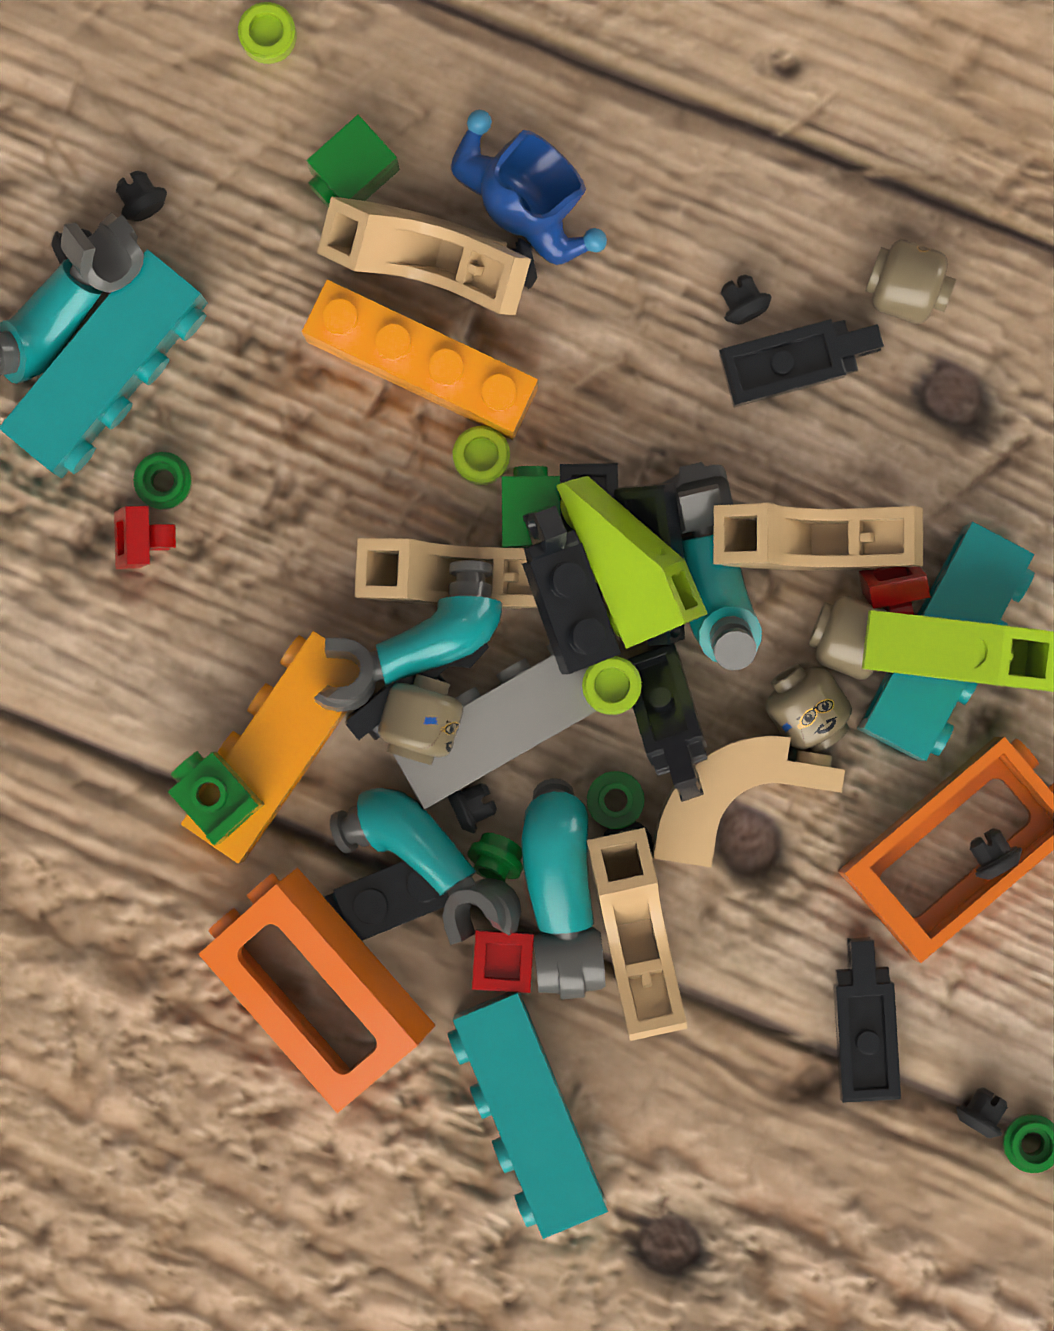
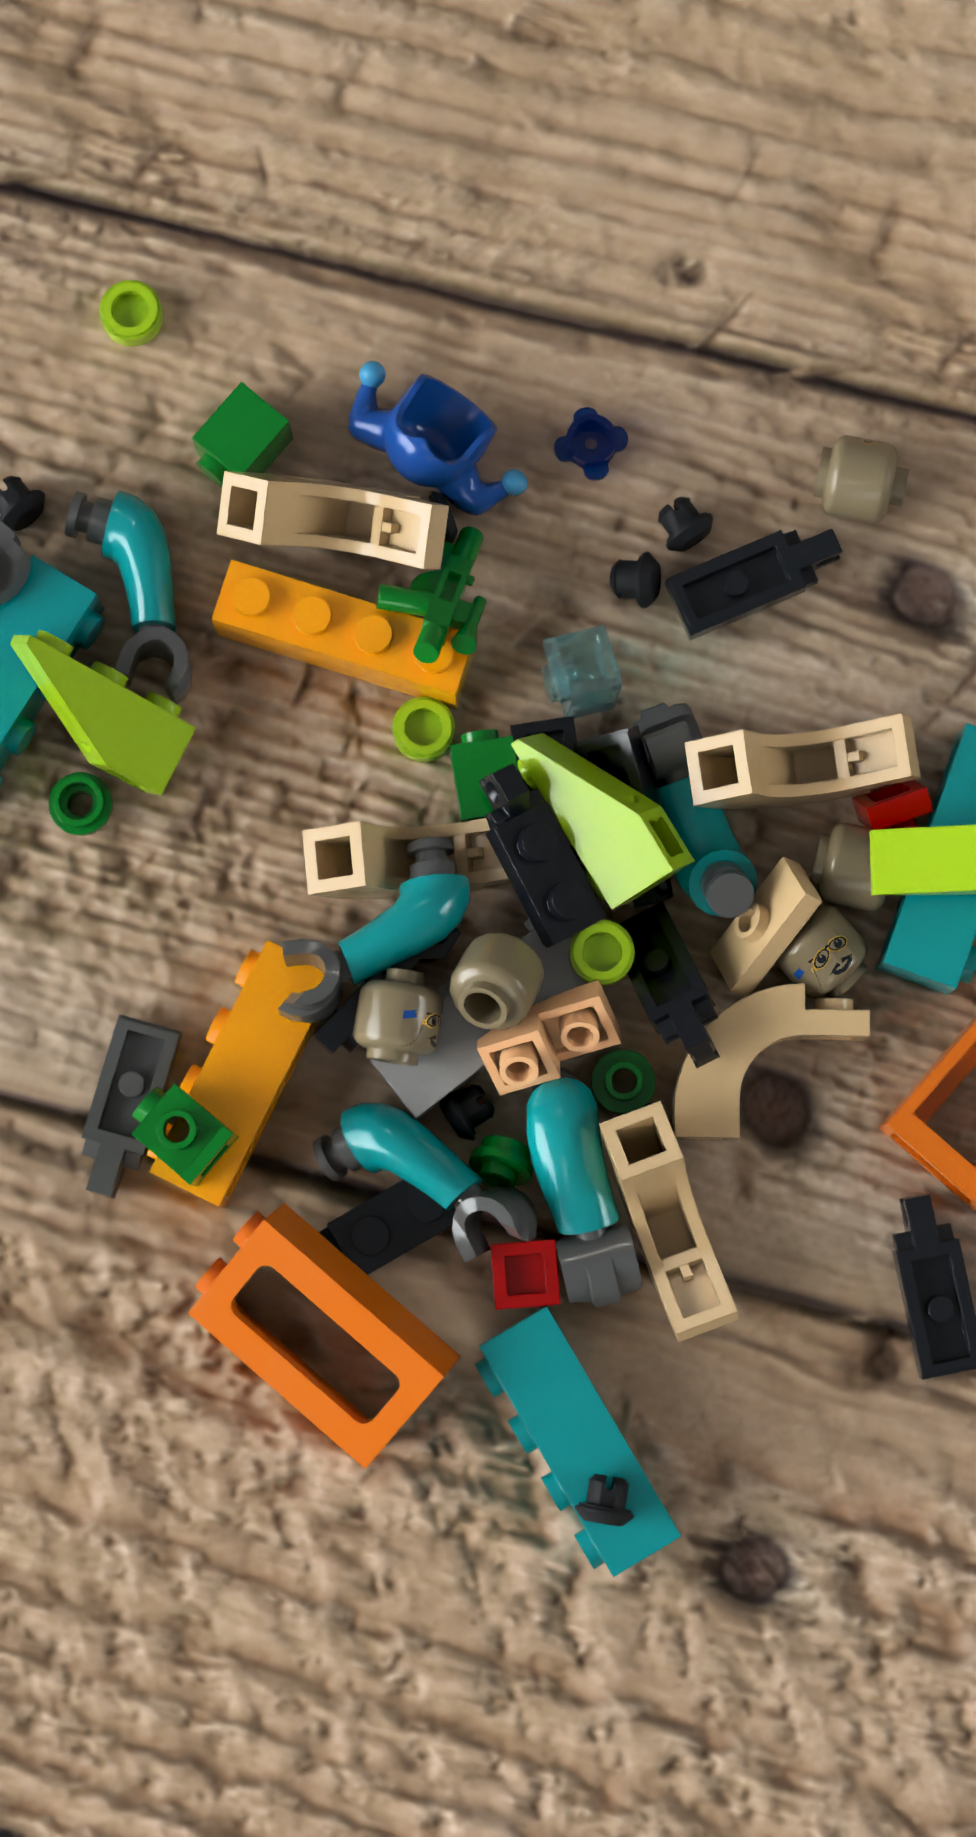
camera: 10 degrees left, 5 degrees down
(137, 538) = (62, 869): red tile -> none
(177, 731) = (135, 1064): none -> dark grey hinge
(199, 416) = (111, 725): none -> lime slope
(245, 252) = (140, 549): none -> piece
(510, 341) = (439, 599): none -> green piece
(513, 700) = (496, 981): none -> dark tan head
(539, 757) = (551, 1032): none -> light nougat slope
(545, 1176) = (604, 1504): none -> black piece
(630, 425) = (581, 672): none -> clear light blue brick
(670, 197) = (586, 426): none -> clear blue plate
(693, 345) = (637, 579): none -> black piece
(758, 688) = (767, 928): none -> tan plate

